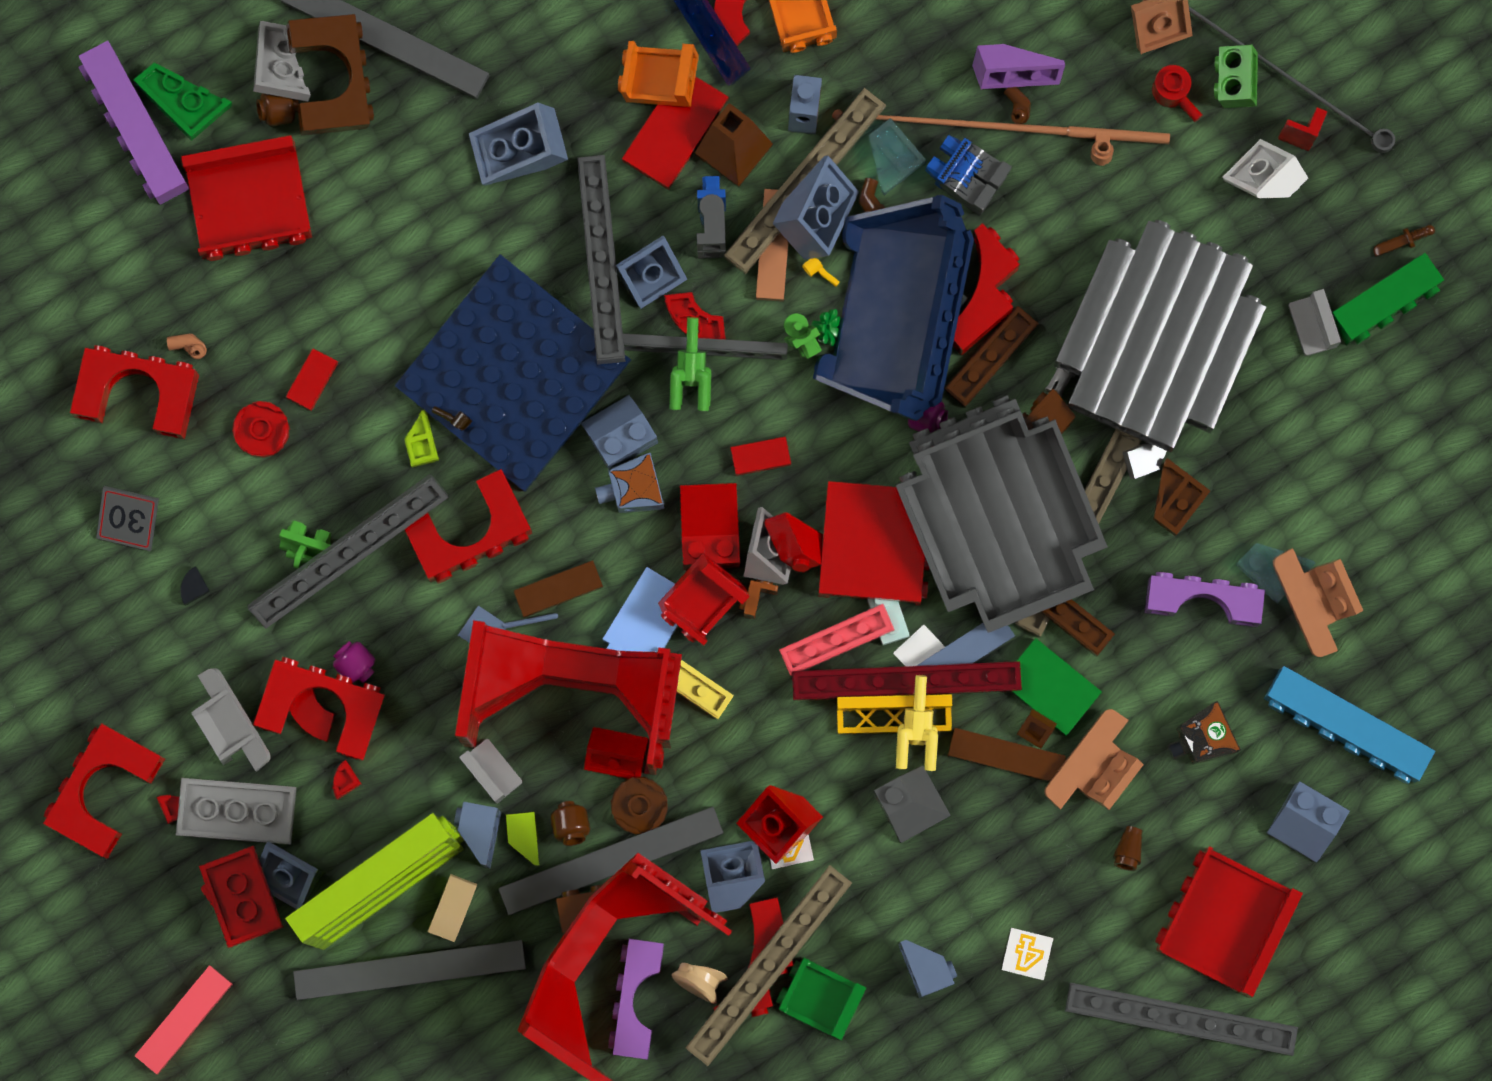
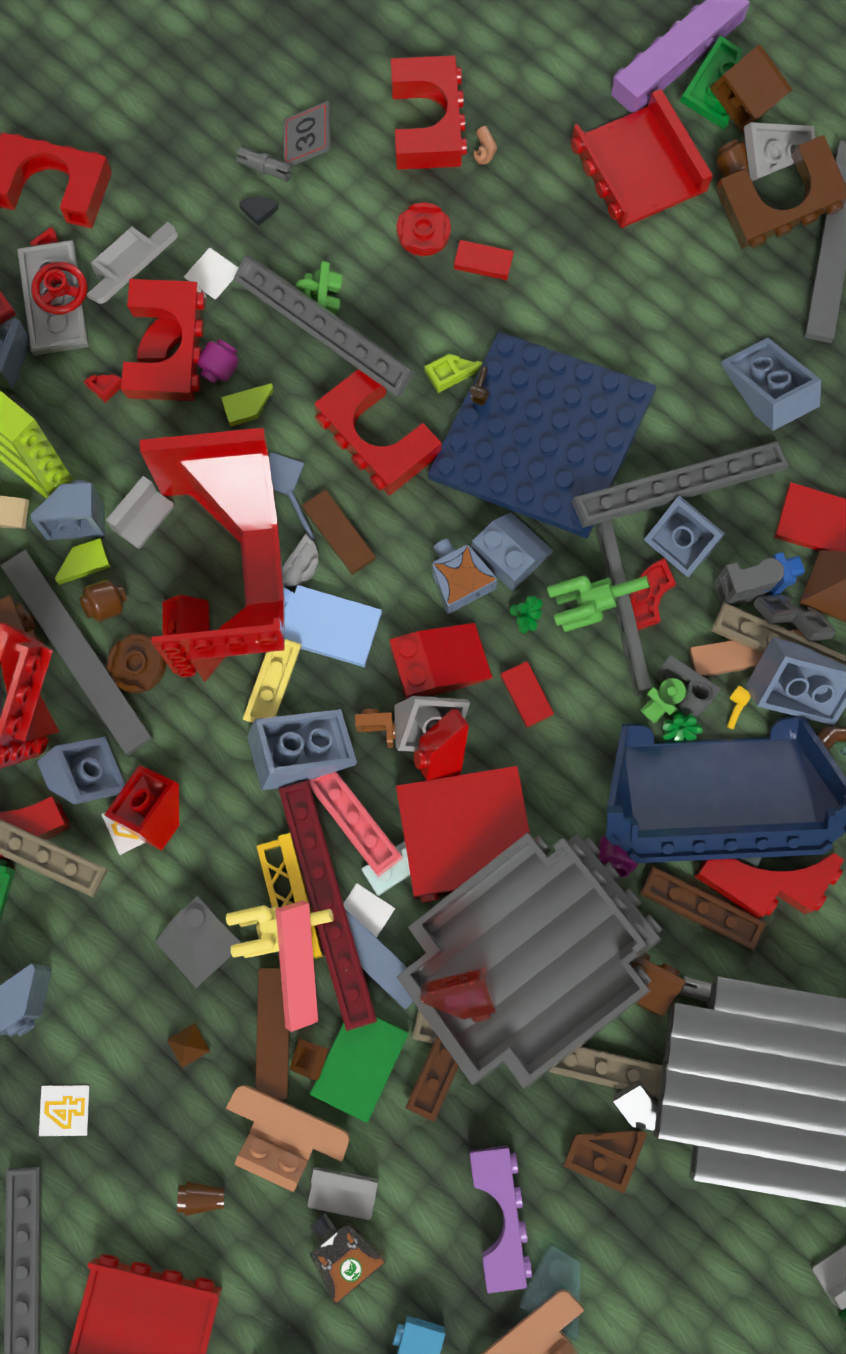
camera: 75 degrees right, 5 degrees down
(144, 568) = (264, 163): none -> dark grey pin
(210, 71) = (751, 88): none -> reddish brown slope
(211, 800) = (51, 276): none -> red piece
(250, 649) = (212, 273): none -> white sticker
(403, 646) = (246, 404): none -> lime tile
(578, 629) = (301, 564): none -> light grey tile
(685, 435) = (527, 613): none -> green plant
(701, 598) = (358, 668): red panel -> none
(760, 183) = (809, 621): none -> dark grey tile
(760, 671) = (299, 747): none -> sand blue slope
(793, 303) = (699, 690): none -> dark grey plate
(956, 716) = (296, 965): none -> coral tile
(998, 832) = (188, 1045): none -> reddish brown slope
(1018, 578) = (461, 995): none -> clear red slope
(1154, 727) = (342, 1193): none -> light grey panel

